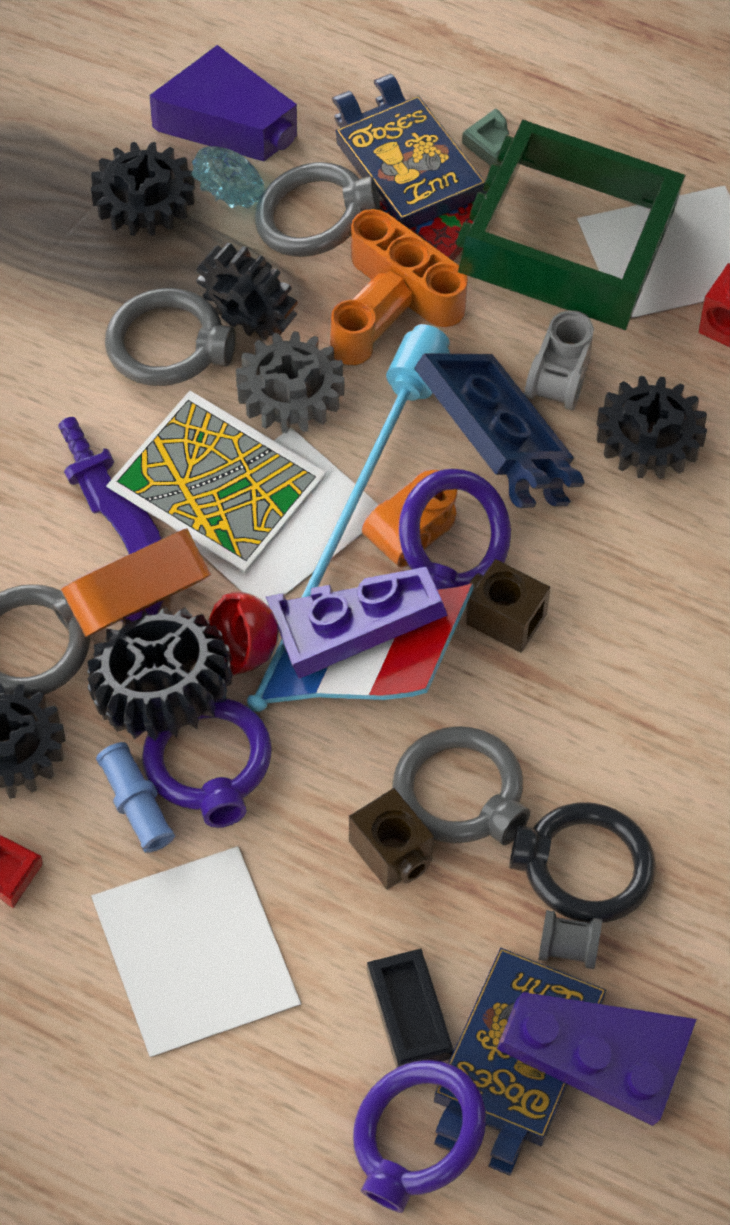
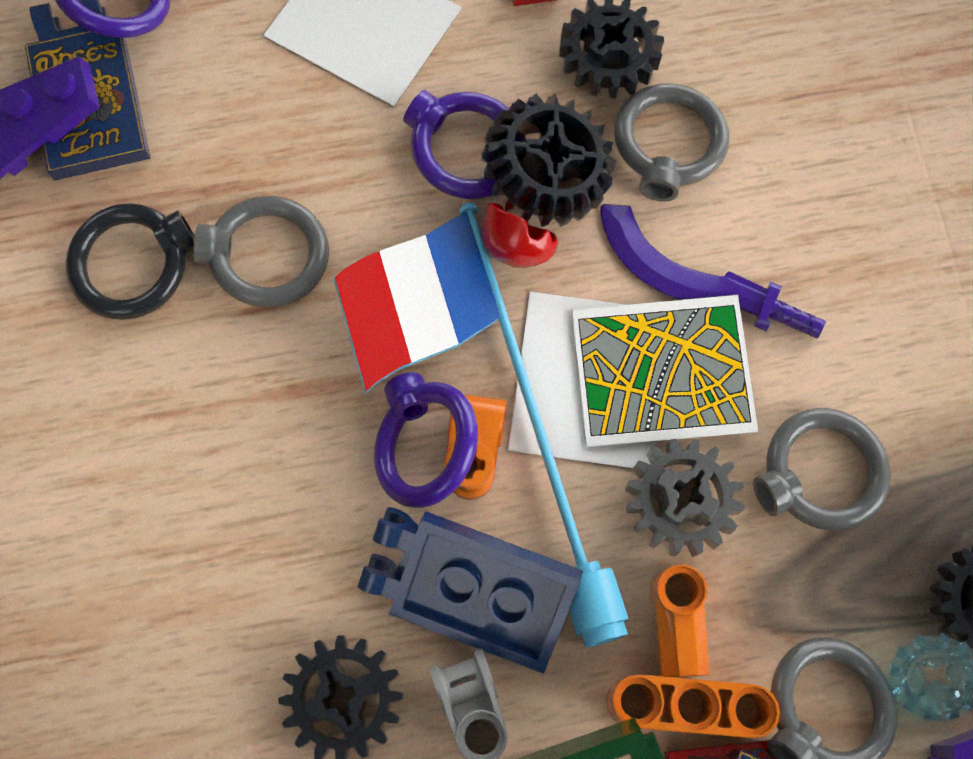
camera: 140 degrees right, 15 degrees up
(135, 582) = (629, 211): orange beam -> none
(135, 797) = (487, 75): medium blue pin -> none
(246, 291) = (794, 539): black gear -> none
(349, 621) = (439, 296): wing -> none
(385, 819) = (291, 181): dark brown brick -> none
(409, 1008) = (183, 75): black tile -> none
(513, 623) = (319, 406): dark brown brick -> none
(570, 939) = (80, 185): dark grey bush -> none

